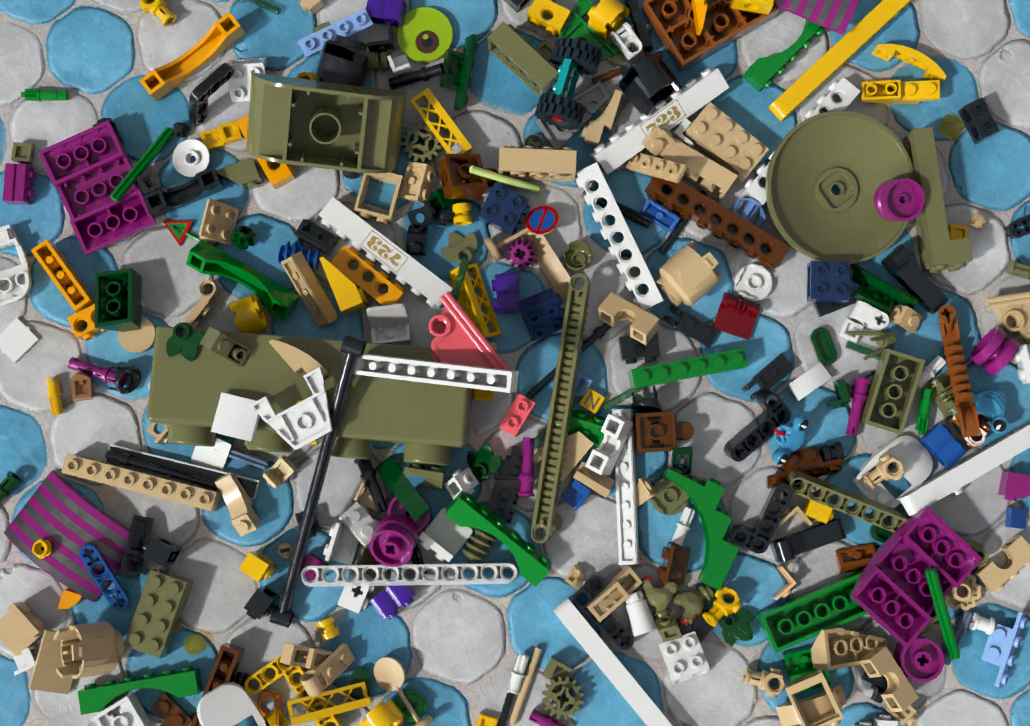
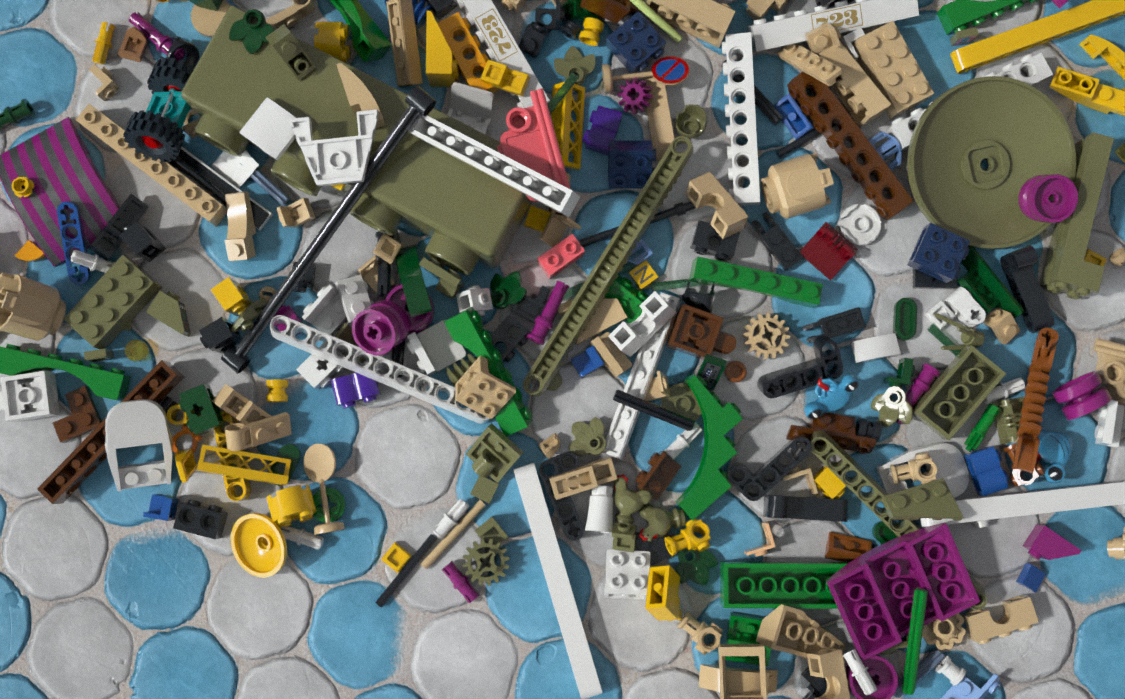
camera: 15 degrees right, 0 degrees up
(68, 424) = (109, 87): none -> tan bracket
(126, 586) = (91, 261): none -> white axle
(137, 449) = (159, 129): none -> black plate
(165, 662) = (98, 355): none -> olive tile
(210, 600) = (170, 312): none -> olive slope
(277, 580) = (246, 319): none -> olive slope
(282, 678) = (209, 418): none -> dark green brick
(370, 470) = (387, 248): none -> tan tile
(407, 285) = (505, 78): none -> yellow slope
(500, 558) = (482, 390): none -> tan bracket
(502, 399) = (555, 229): none -> tan bracket
(531, 605) = (493, 454): none -> olive plate
(535, 636) = (484, 489): none -> olive tile
(600, 557) = (586, 435): none -> olive plate
(648, 512) = (653, 410): none -> black axle
(702, 449) = (735, 371): none -> dark orange tile
(708, 402) = (769, 344): none -> tan gear
(720, 661) = (663, 593): none -> yellow hinge
(773, 88) = (964, 36): none -> olive tile
(844, 428) = (892, 410): none -> plate
(902, 495) = (923, 501): none -> olive wing
(909, 659) = (860, 672): none -> white axle

